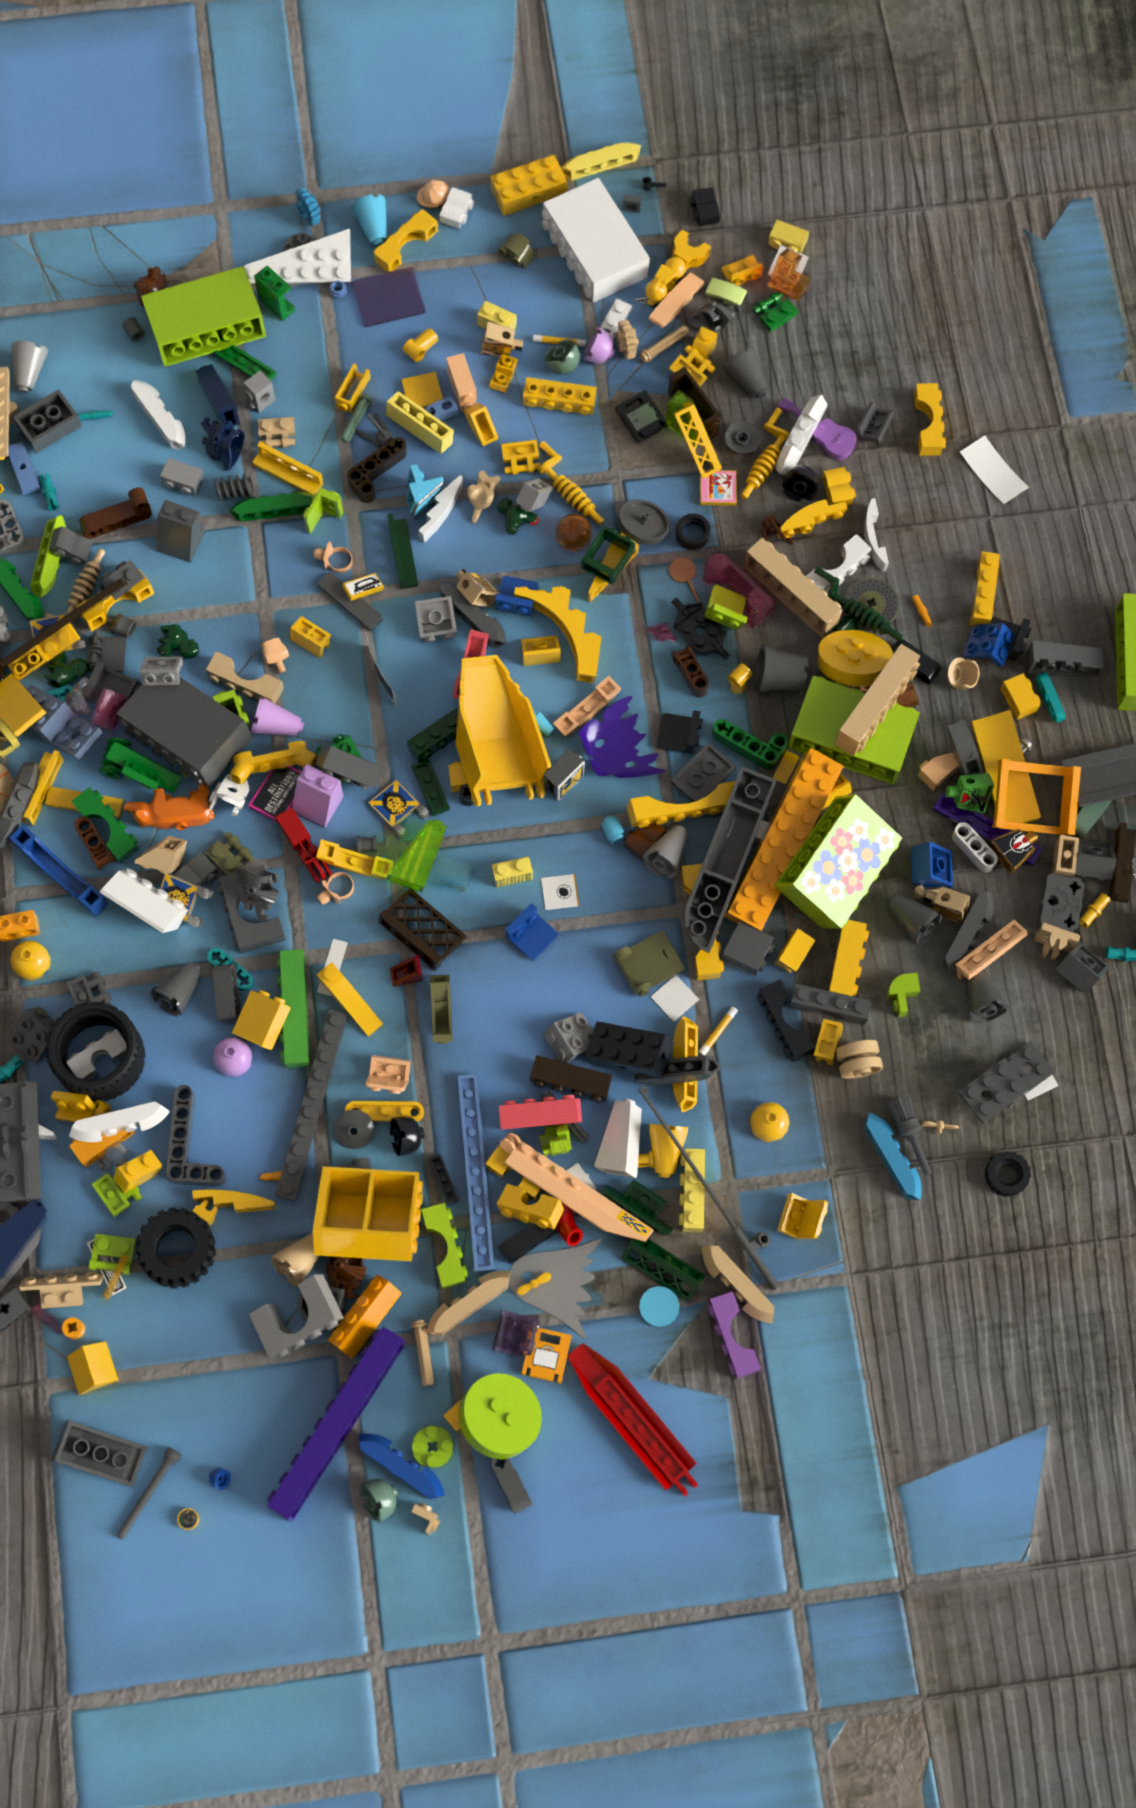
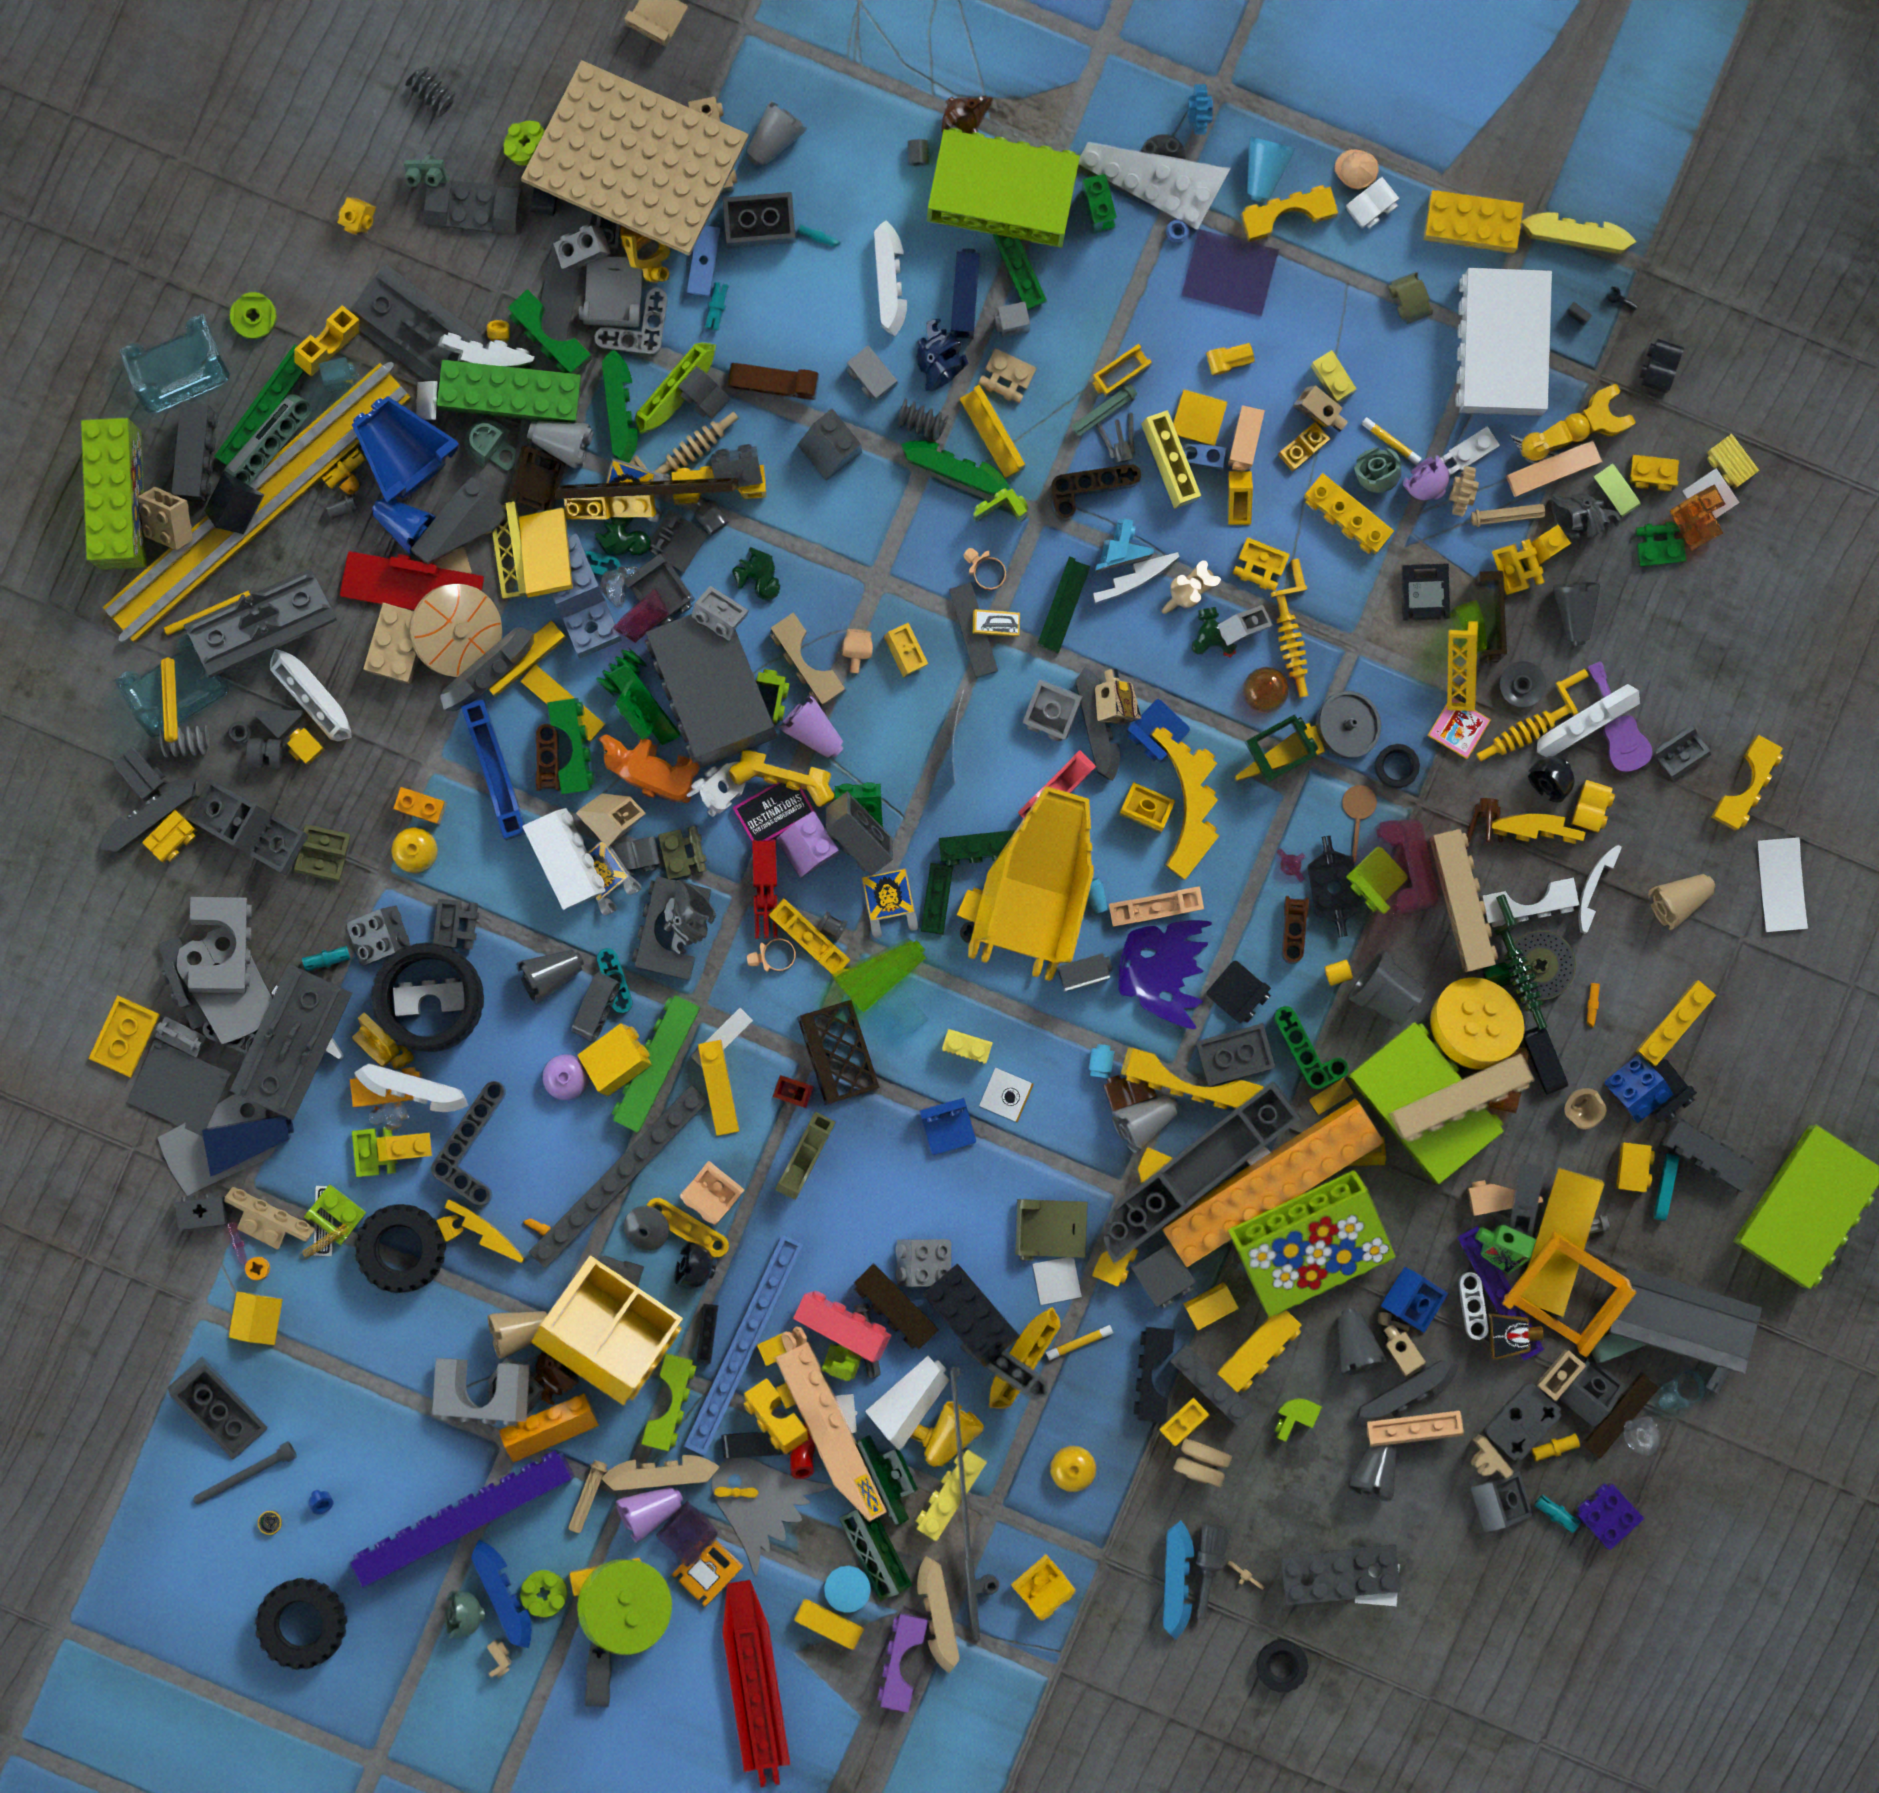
camera: 35 degrees right, 15 degrees up
(226, 1582) = (273, 1640): none -> black tyre
(475, 1335) = (648, 1510): none -> lavender cone
(661, 1340) = (828, 1624): none -> yellow beam
(933, 512) = (1680, 898): none -> tan cone

